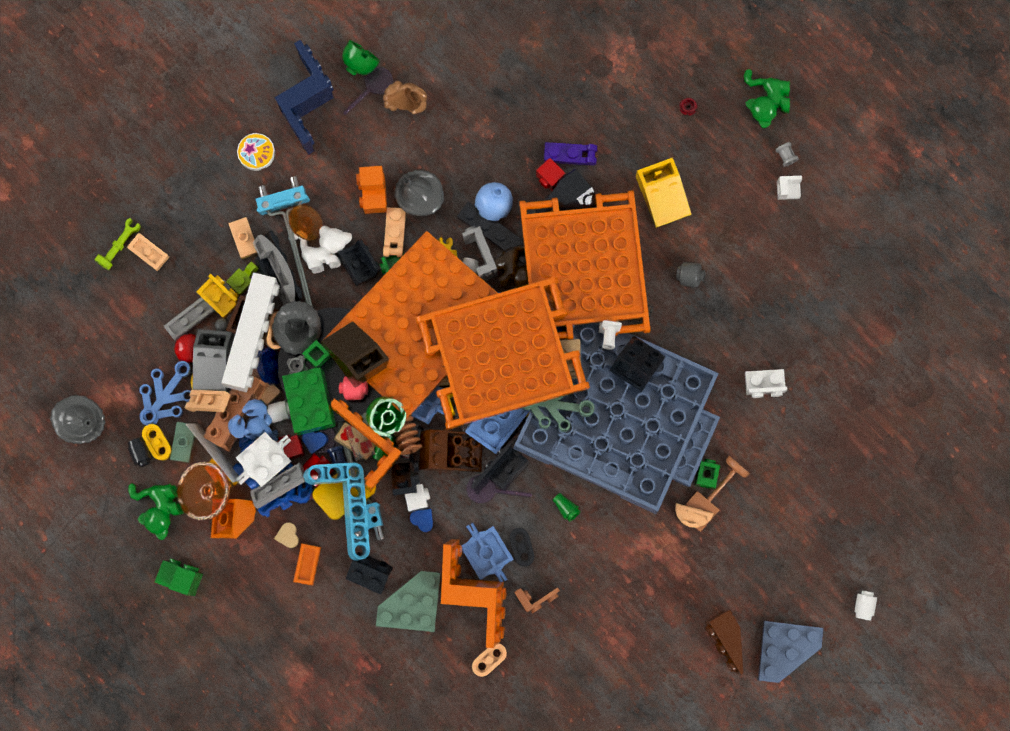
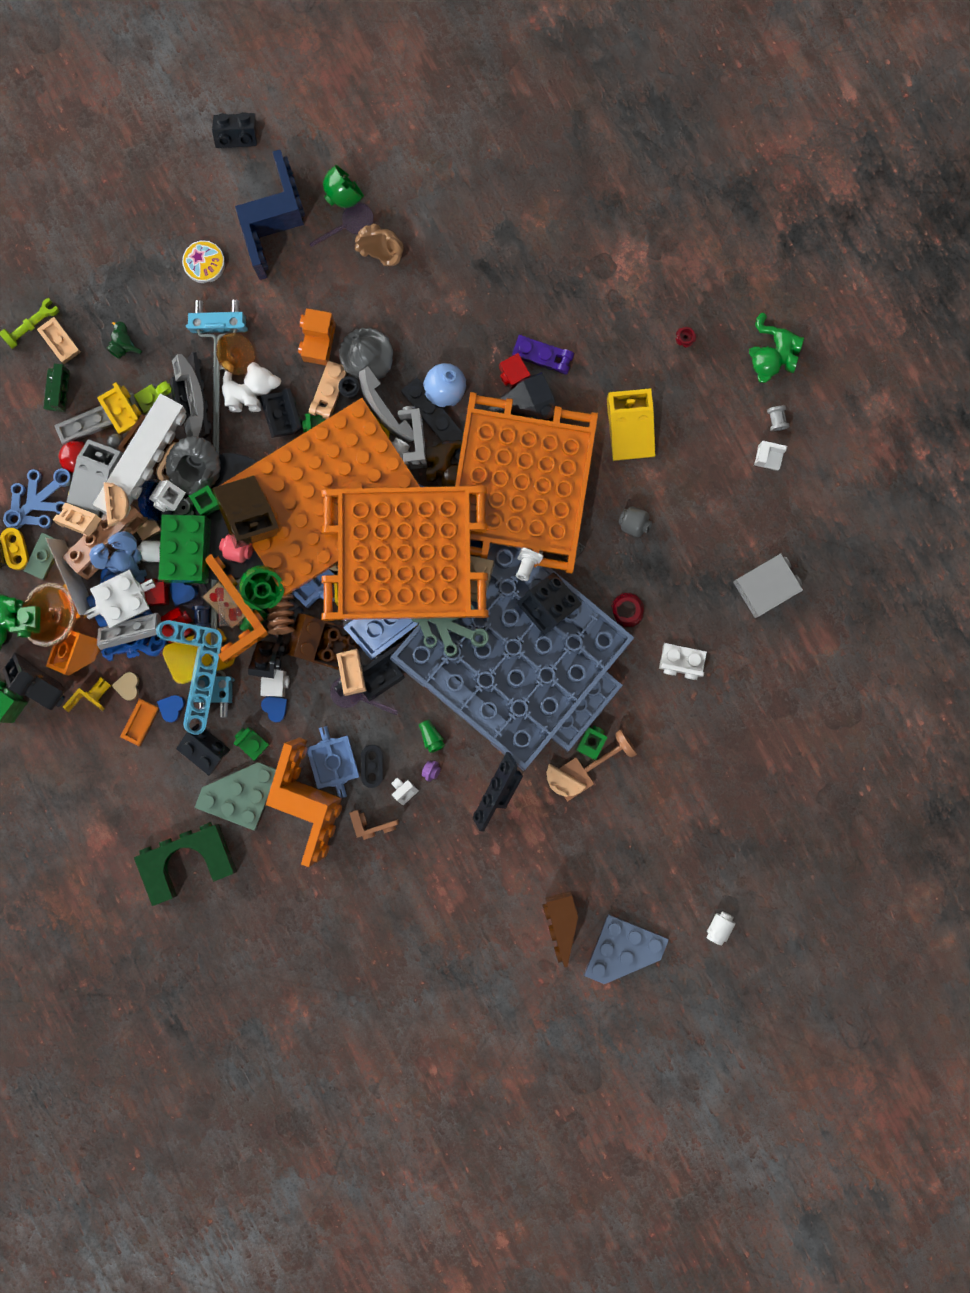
camera: 15 degrees right, 5 degrees up
(157, 293) = (56, 388): none -> dark green bracket
(186, 501) = (27, 621): none -> green bracket
(203, 238) = (121, 341): none -> dark green animal
(206, 553) = (32, 682): none -> black brick
(242, 376) = (116, 503): none -> light nougat tile
(243, 237) = (165, 351): light nougat plate -> none
(253, 33) = (234, 130): none -> black bracket
(259, 552) = (93, 695): none -> yellow bracket
(282, 359) = (166, 496): none -> white brick
(331, 543) = (171, 707): none -> blue tile
(354, 683) = (154, 863): none -> dark green arch
(410, 221) = (347, 383): none -> black cone
(410, 555) = (250, 743): none -> green bracket
(429, 219) = (381, 412): none -> light grey slope
(482, 469) = (351, 672): none -> light nougat tile
(489, 659) = (305, 877): light nougat plate -> none
(556, 561) = (404, 791): none -> white tile
(574, 537) = (431, 770): none -> medium lavender plate
(640, 538) = (499, 791): none -> black bracket
(709, 361) = (636, 618): none -> dark red piece
(820, 298) = (768, 585): none -> light grey brick

